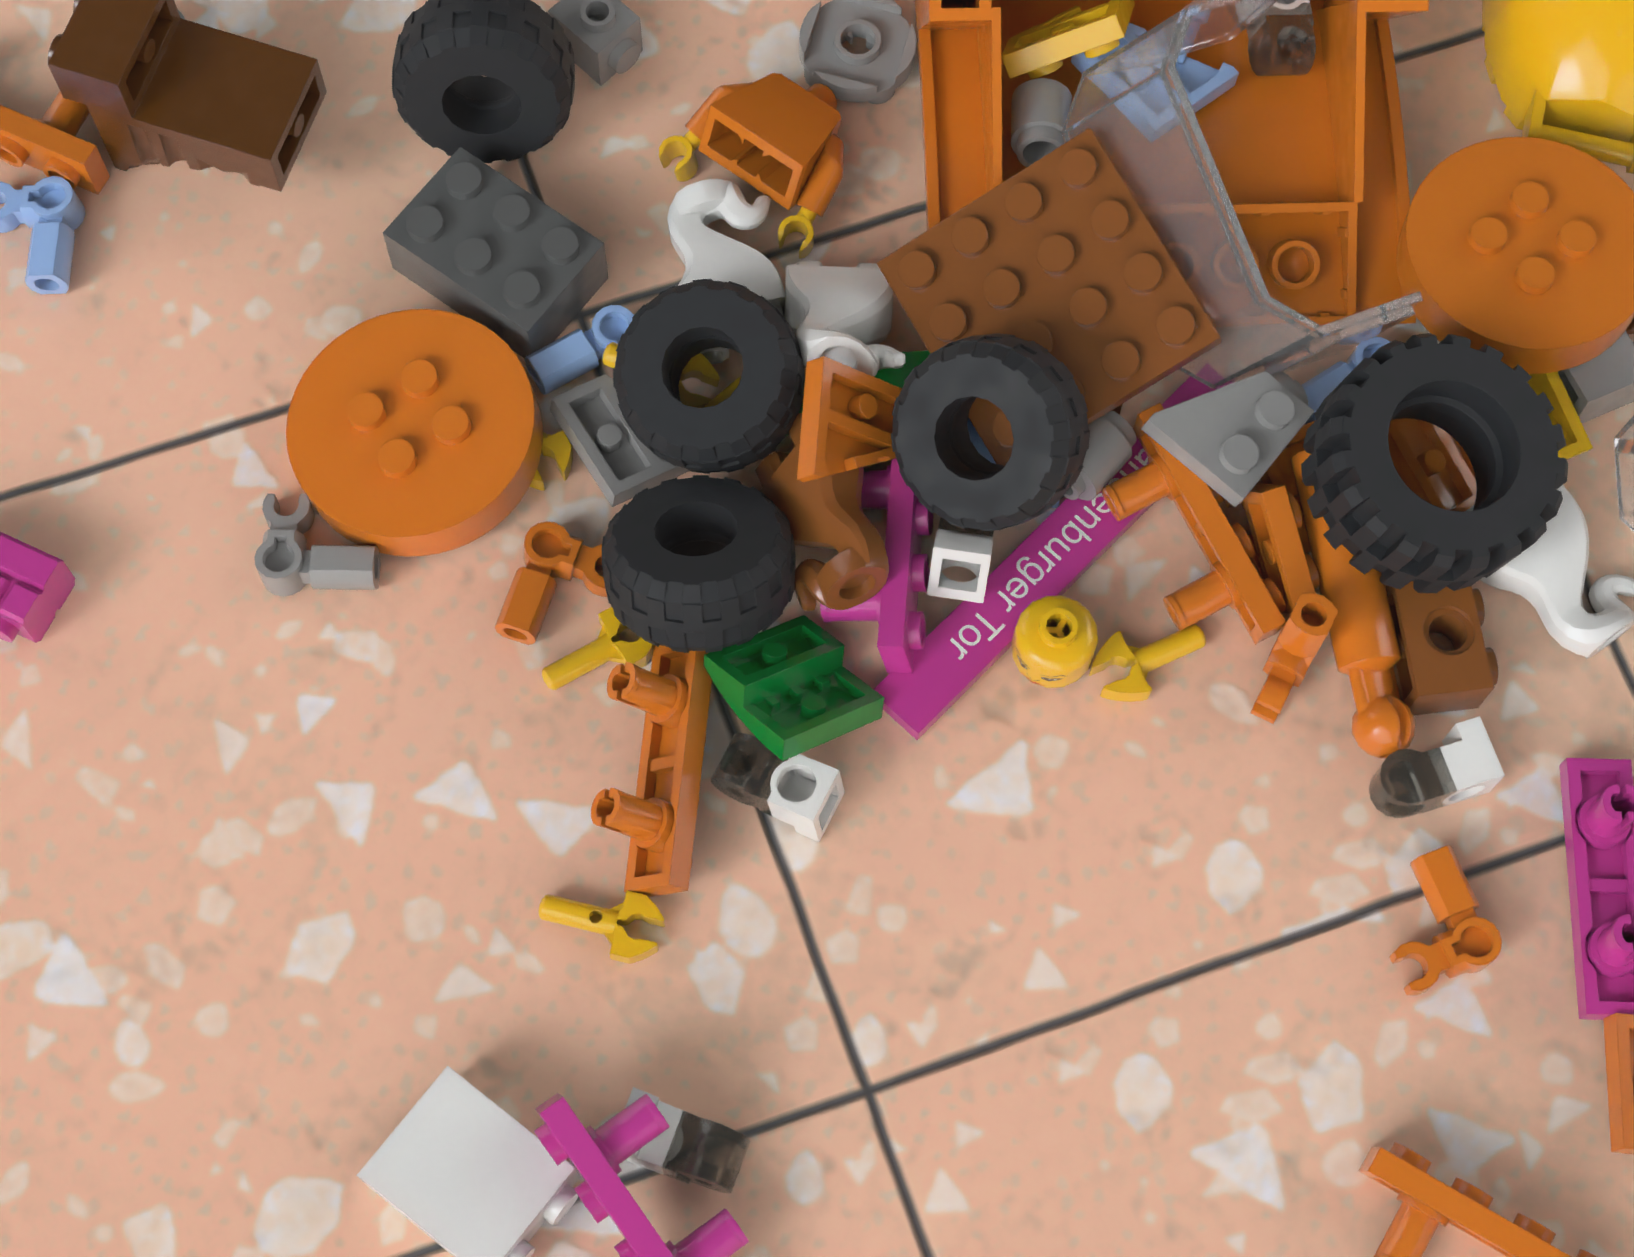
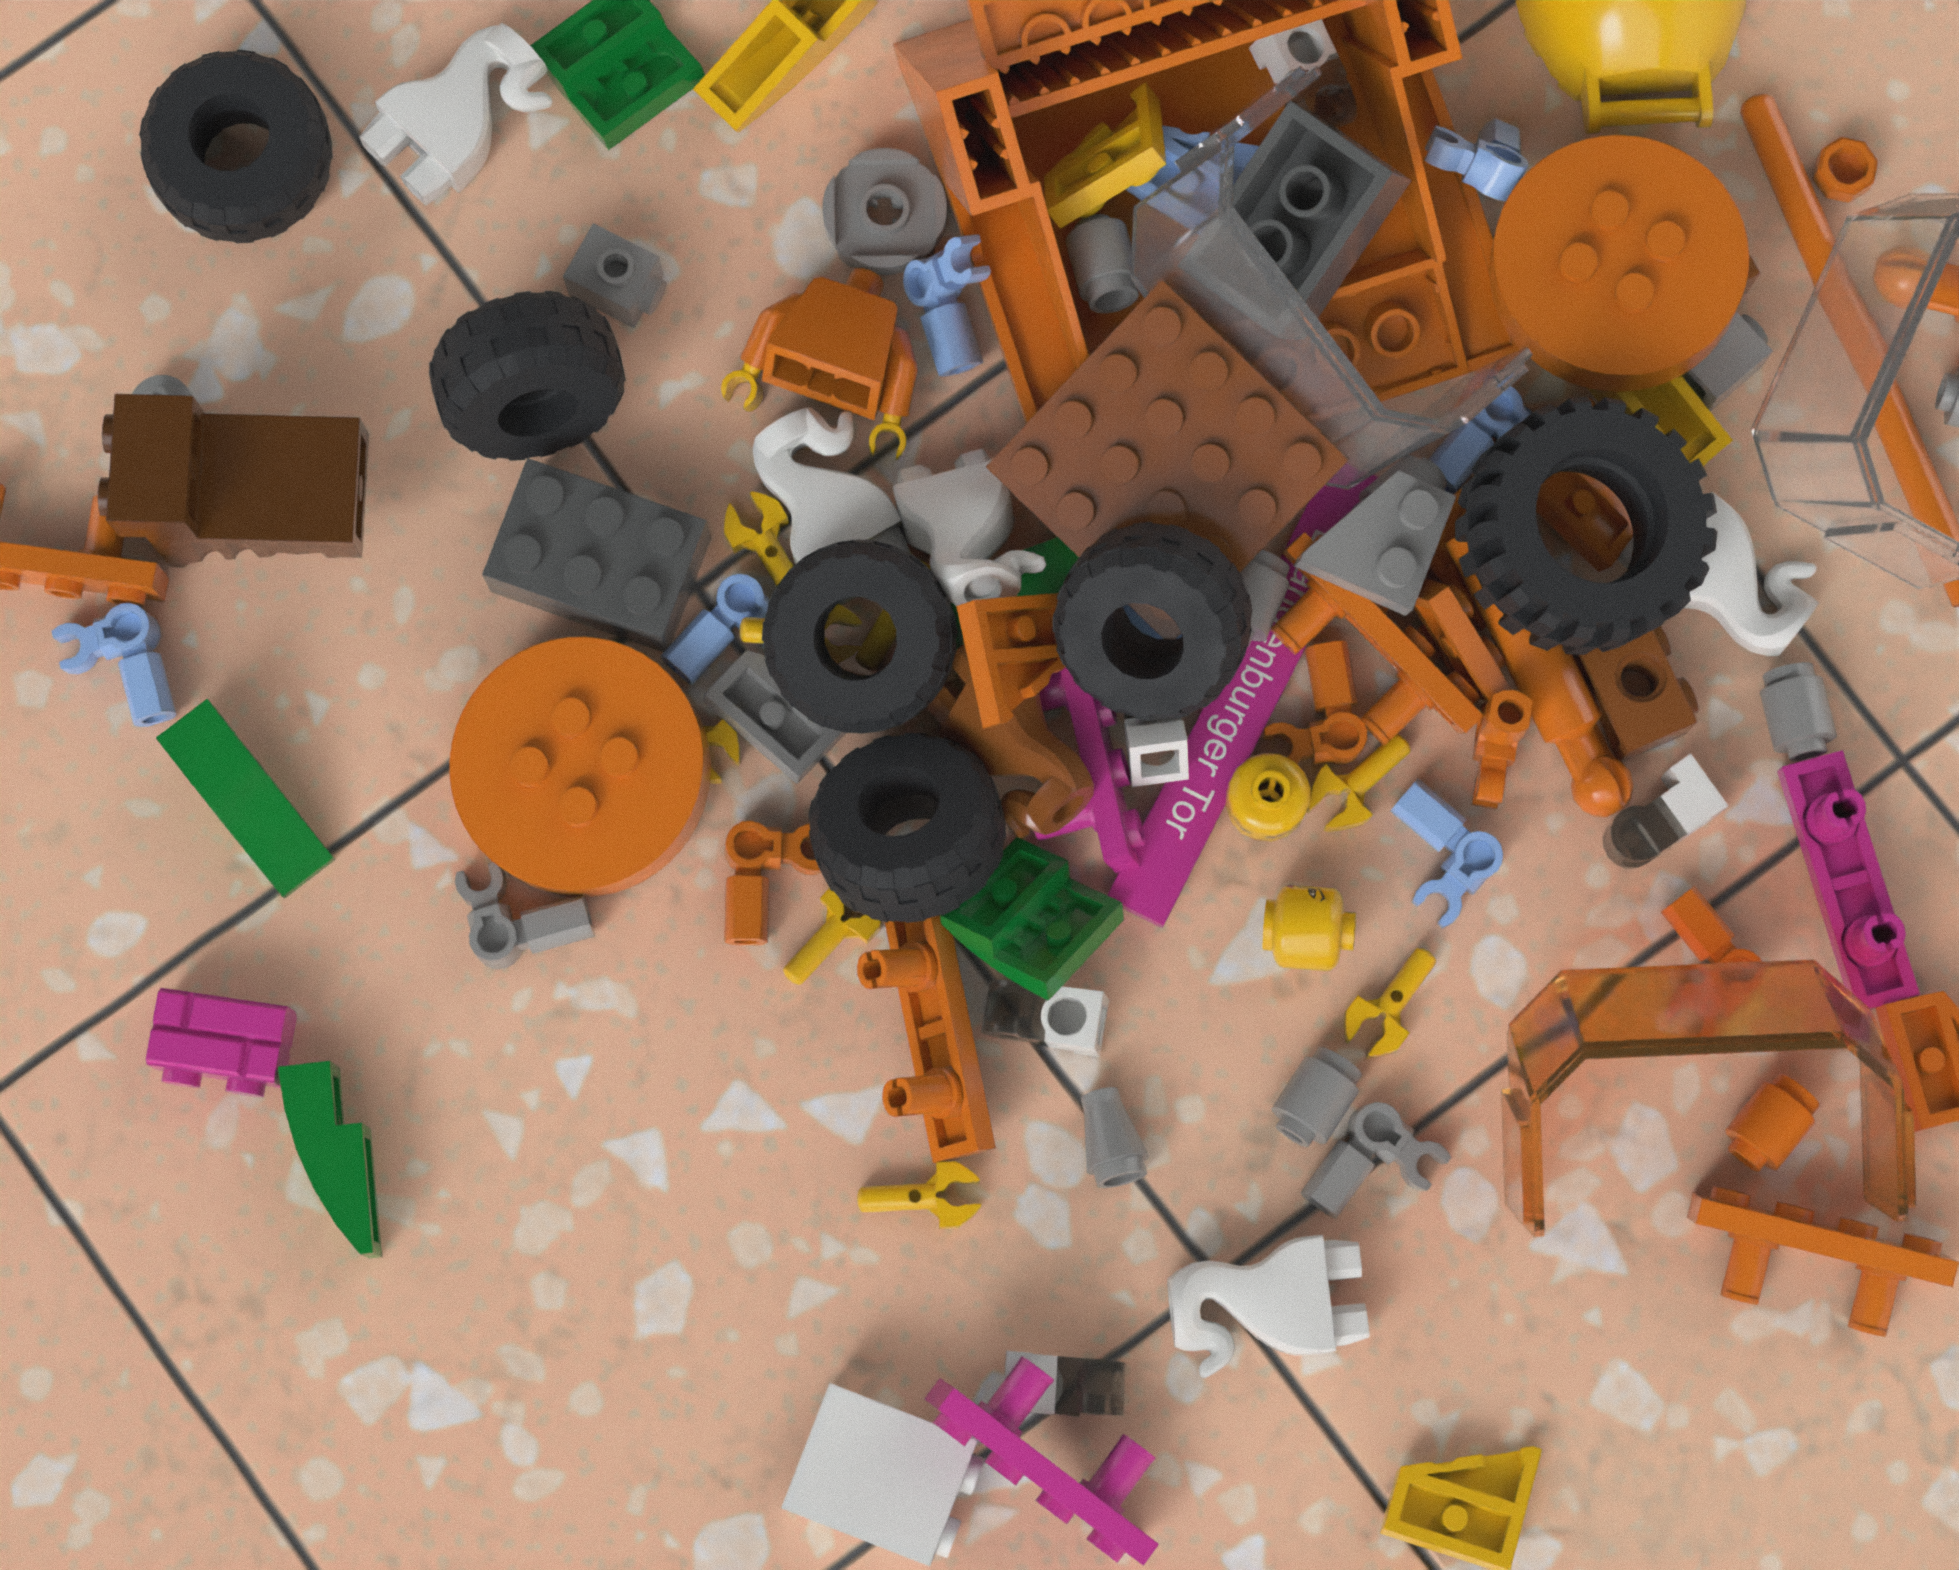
camera: 15 degrees left, 10 degrees up
(57, 709) = (333, 1153): none -> green slope
(99, 371) = (245, 798): none -> green slope
(639, 283) = (766, 543): none -> yellow bar
(804, 923) = (1111, 1140): none -> light grey cone
(884, 117) = (946, 323): none -> light blue bar
(918, 1121) = (1276, 1300): none -> white hips
(1019, 938) = (1316, 1097): none -> light grey brick
(1057, 774) = (1308, 928): none -> yellow head
(1067, 989) = (1375, 1131): none -> light grey bar
(1116, 875) = (1390, 1004): none -> yellow bar
(1142, 607) = (1341, 734): none -> orange bar
(1239, 753) = (1472, 855): none -> light blue bar
(1259, 100) = (1315, 201): none -> dark grey brick
(1421, 138) = (1489, 165): none -> light blue bar
(1438, 956) = (1699, 1013): none -> clear orange piece
(1470, 1099) = (1772, 1123): none -> orange brick
(1594, 711) = (1797, 711): none -> light grey brick

